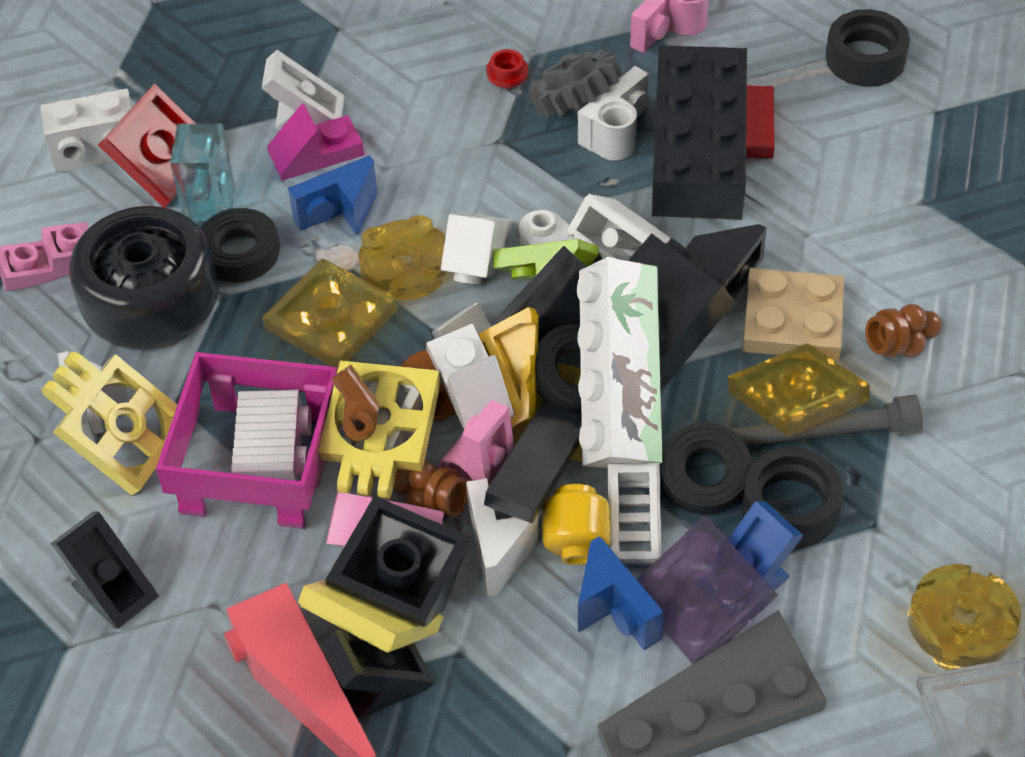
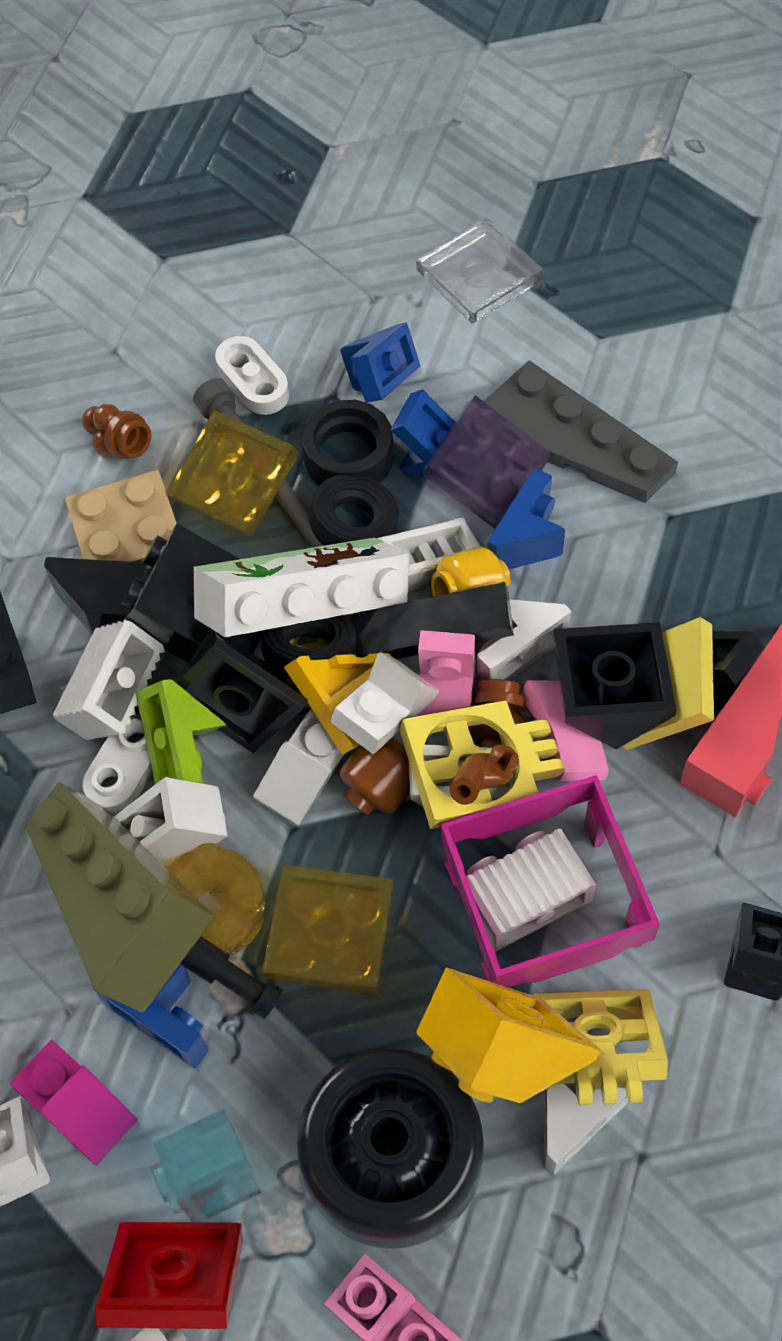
camera: 115 degrees left, 10 degrees up
(146, 335) = (500, 1039): none -> yellow slope
(242, 222) = (241, 1074): black tyre -> none
(347, 228) = (212, 964): none -> black piece
(429, 170) = (116, 898): none -> olive wedge
(877, 558) = (380, 361): none -> blue slope
(920, 454) = (255, 378): none -> white plate
(956, 643) = (415, 284): clear yellow plate -> none

